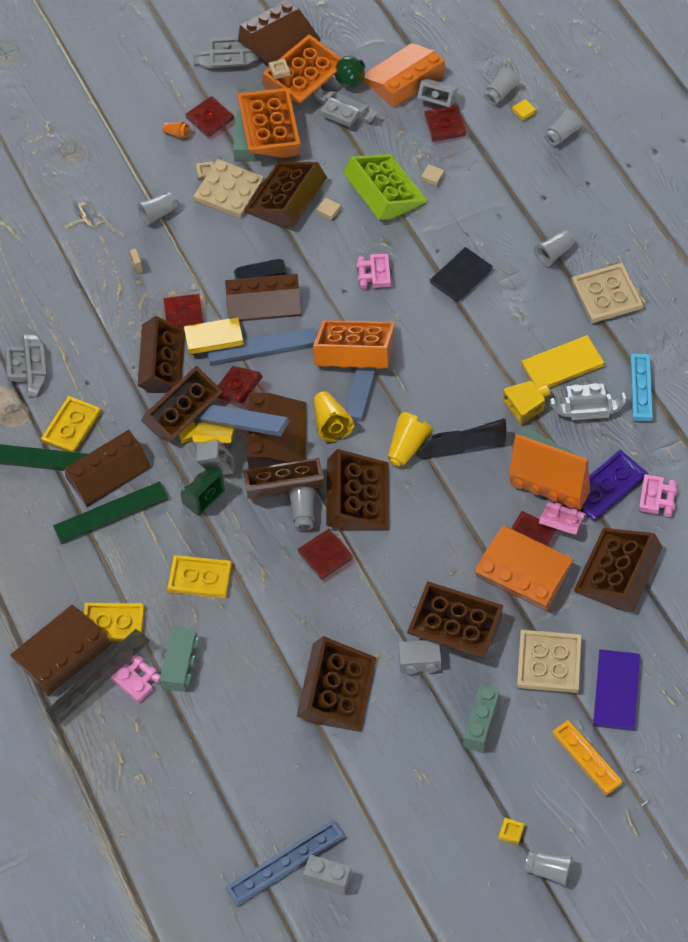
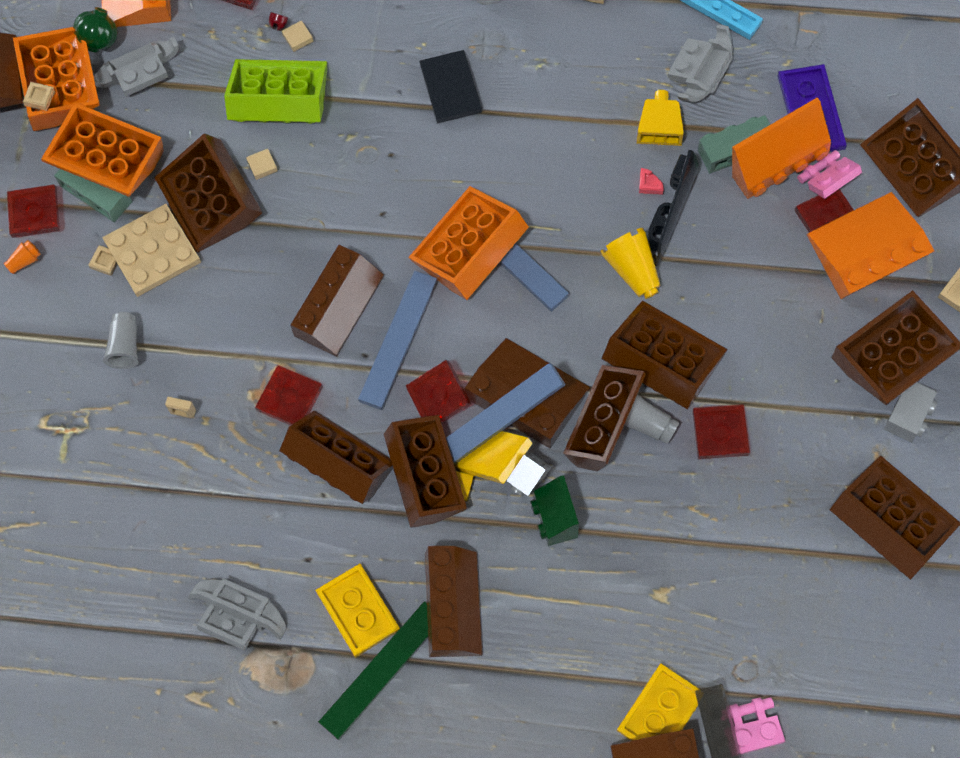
camera: 55 degrees left, 10 degrees up
(110, 512) = (510, 633): dark green tile -> none
(179, 659) = (761, 664): sand green brick -> none
(199, 576) = (661, 582): yellow tile -> none
(213, 335) = (349, 382): yellow tile -> none
(261, 269) = (300, 282): black beam -> none
(331, 418) = (549, 321): yellow cone -> none
(379, 271) = (387, 161): bright pink plate -> none
(434, 158) = (277, 19): none -> dark red hinge
(476, 419) = (649, 183): none -> coral tile
(563, 363) = (634, 60): yellow tile -> none
(651, 495) = (852, 76): bright pink plate -> none

